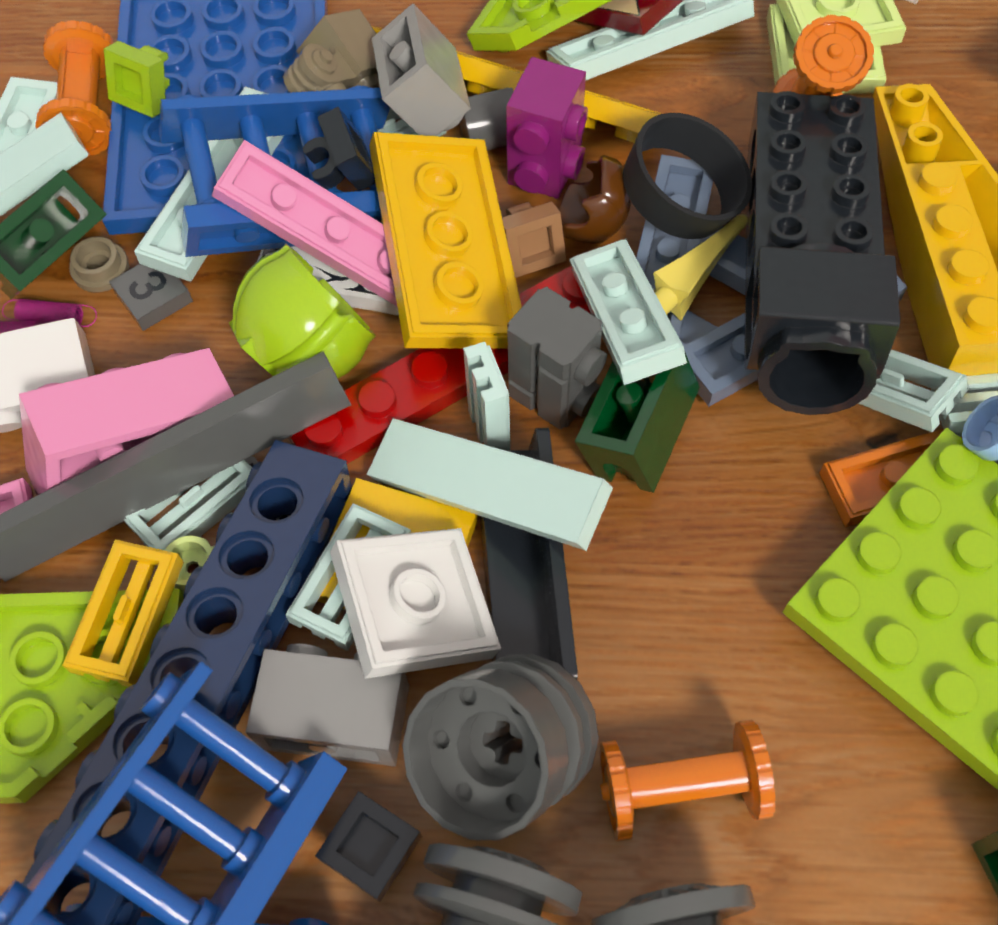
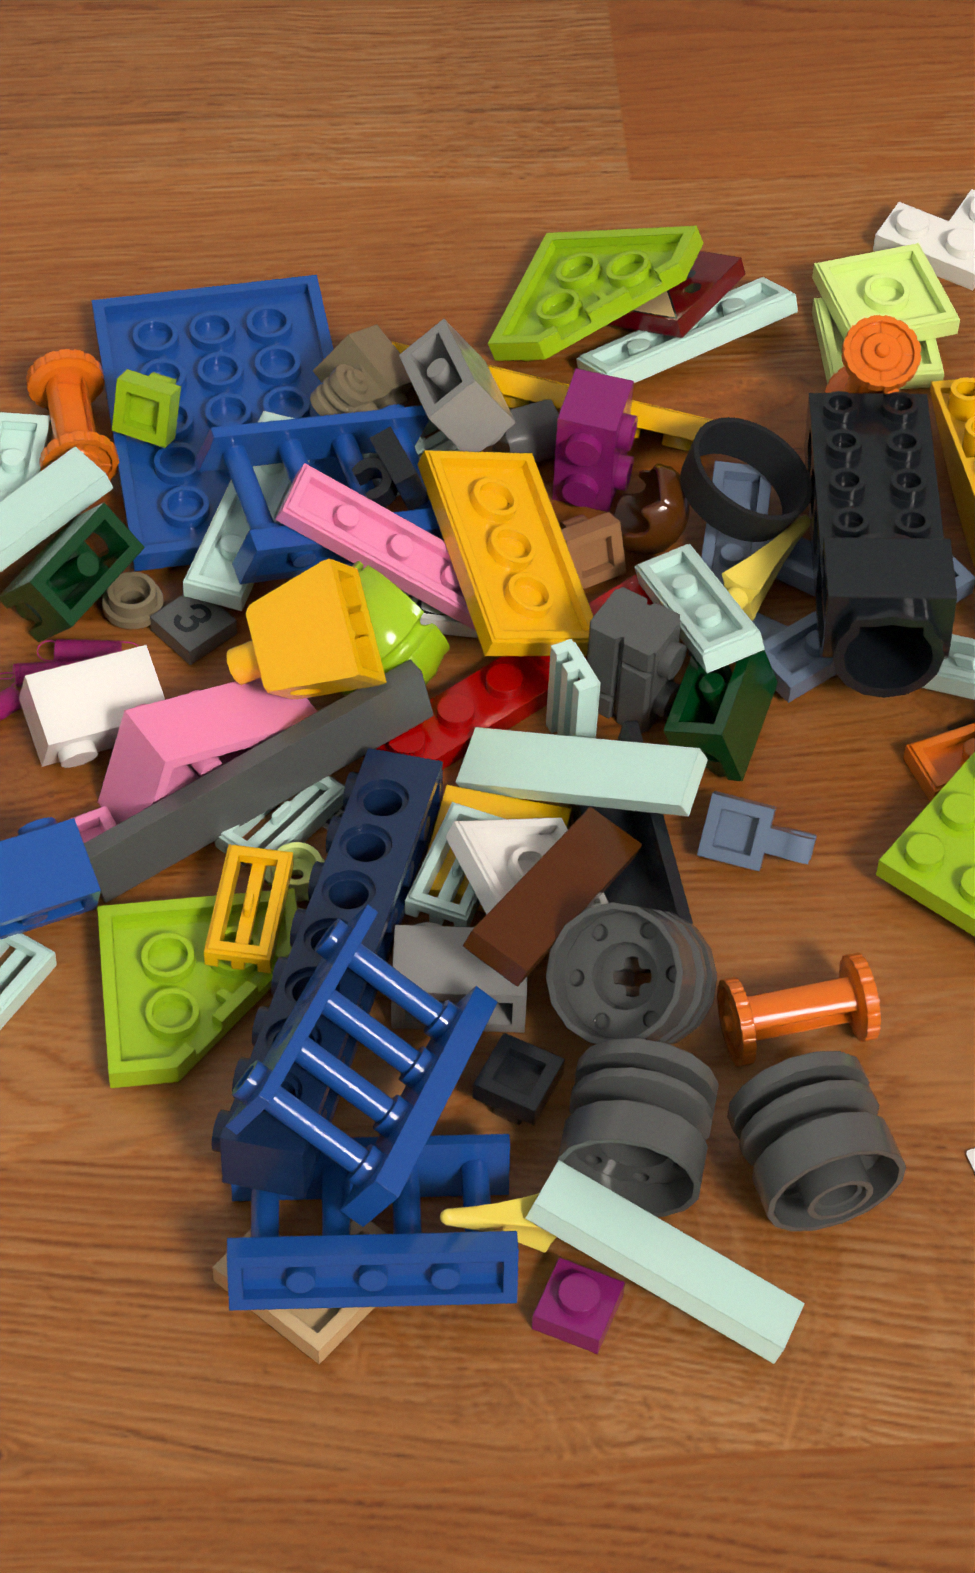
camera: 10 degrees left, 10 degrees down
(220, 322) = (310, 636): none -> yellow torso
(421, 645) = (550, 895): none -> reddish brown tile
(648, 554) = (742, 832): none -> sand blue plate

